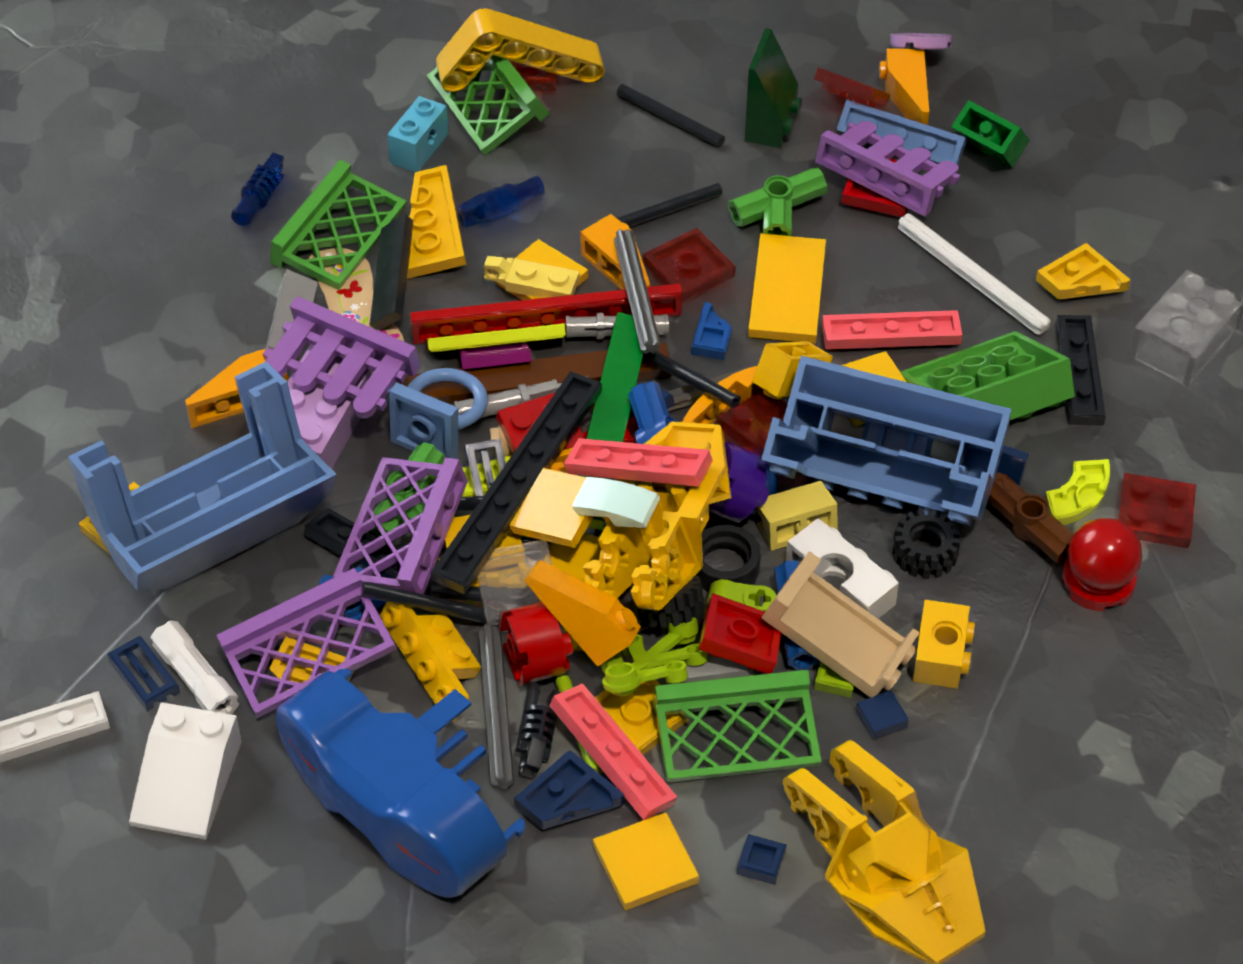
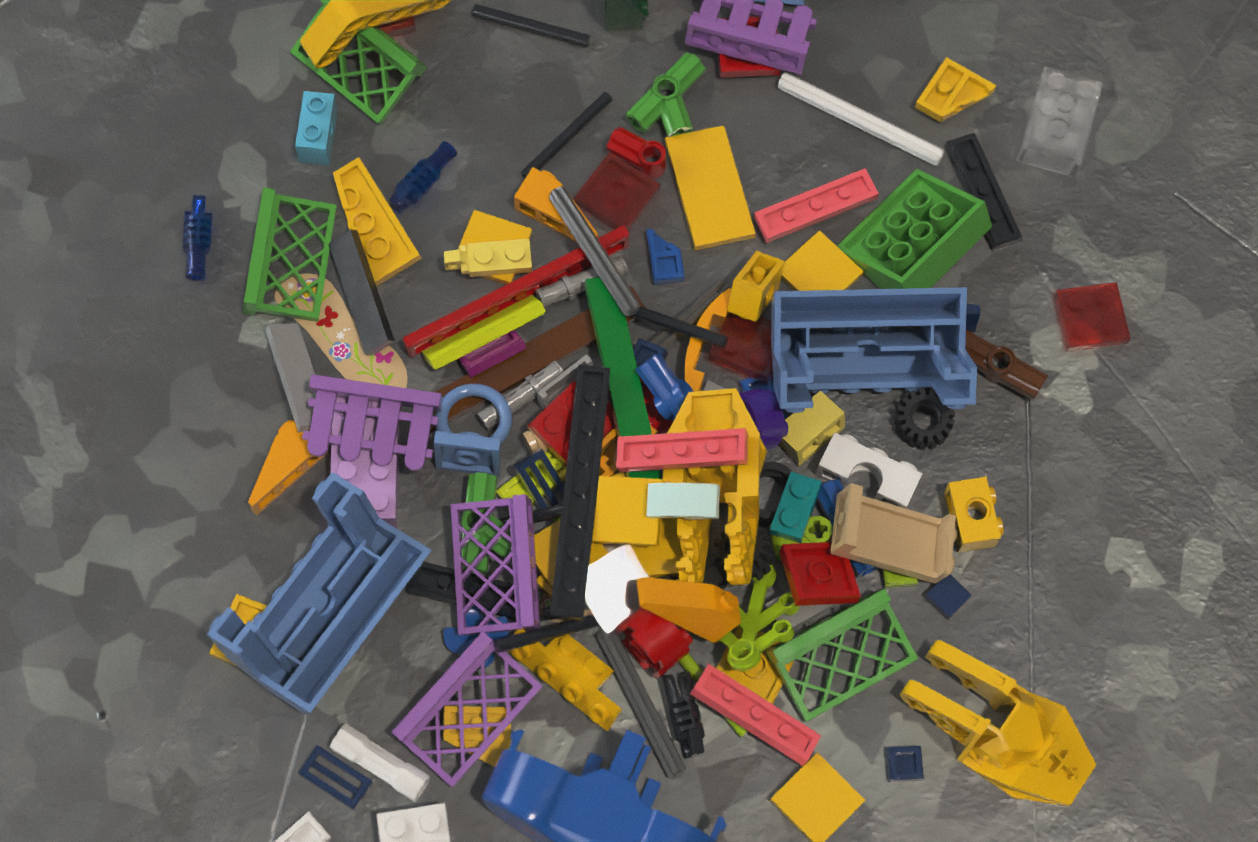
camera: 25 degrees left, 20 degrees up
(567, 793) = (733, 764): dark blue wing -> none
(731, 239) = (636, 152): none -> red piece
(744, 569) = (795, 507): none -> teal plate
(1081, 493) = (1027, 320): neon yellow tile -> none
(1102, 564) = (1073, 394): red tile -> none

